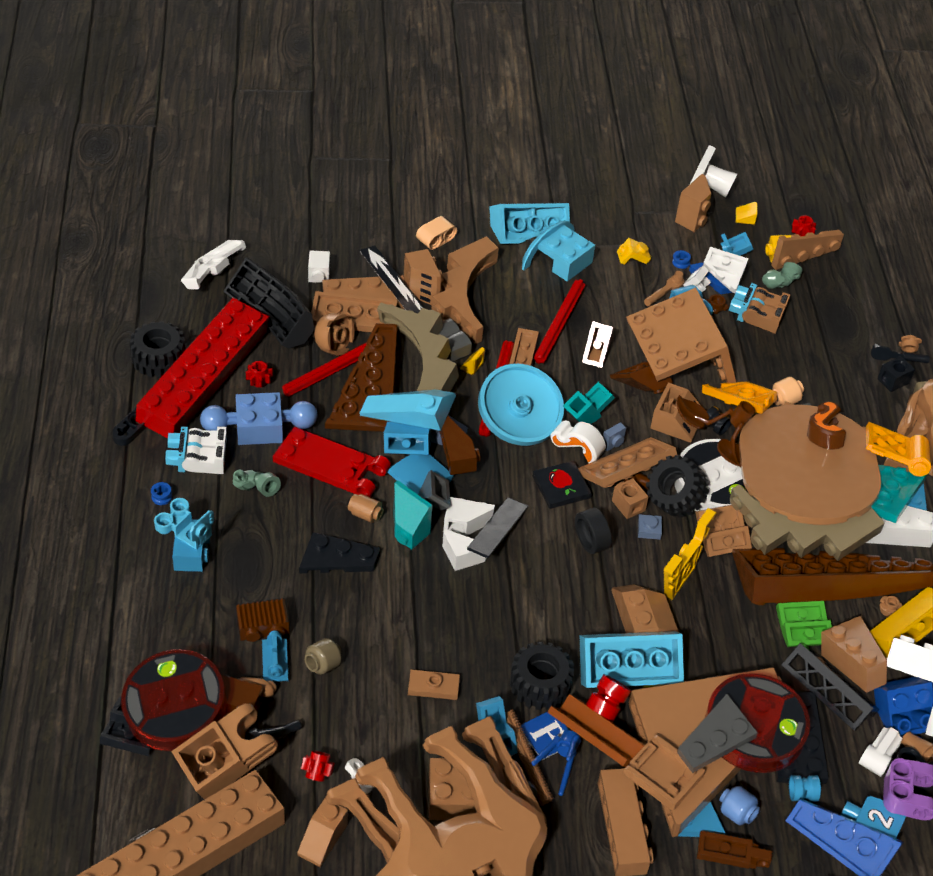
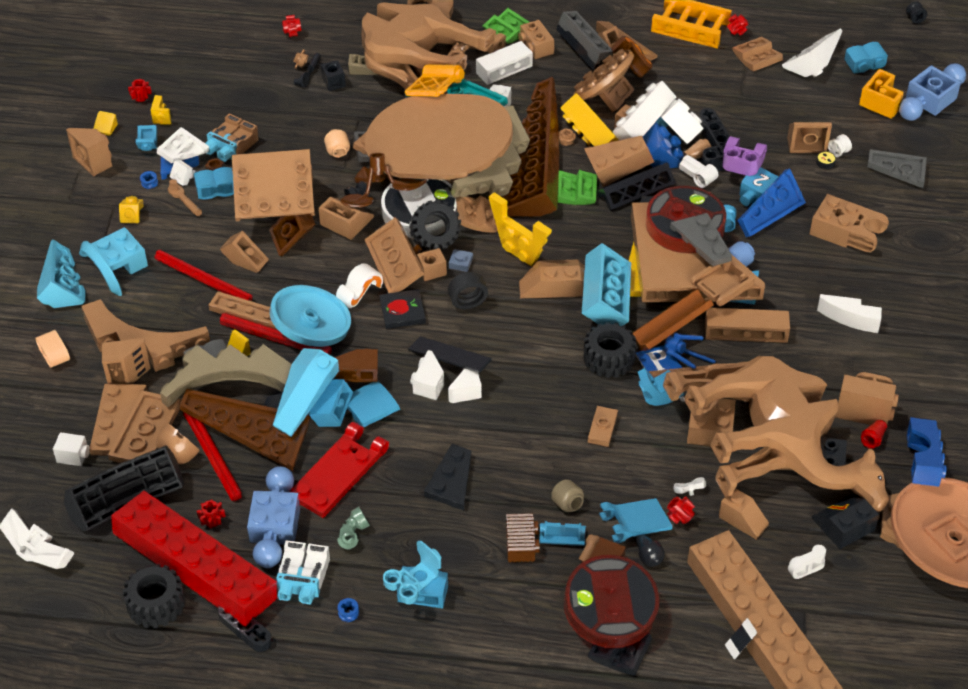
camera: 75 degrees left, 0 degrees up
(221, 753) = (670, 565): medium nougat brick -> none
(302, 726) = (635, 518): none -> dark azure flag
(365, 508) = (404, 447): medium nougat brick -> none
(391, 279) = (121, 387): black sticker -> none
(411, 516) = (426, 412): teal slope -> none
(436, 491) = (403, 391): dark grey slope -> none
(588, 407) = (322, 272): teal brick -> none
(608, 697) = (646, 313): red wheel -> none
(614, 436) = (358, 258): sand blue plate -> none
(717, 178) = (48, 136): white plant -> none
(732, 851) = (775, 269): reddish brown hinge -> none
(733, 393) = (337, 167): light orange wing -> none
(789, 273) = (197, 117): sand green arm -> none
(802, 248) = (170, 94): medium nougat wing -> none
(823, 428) = (408, 118): reddish brown animal -> none

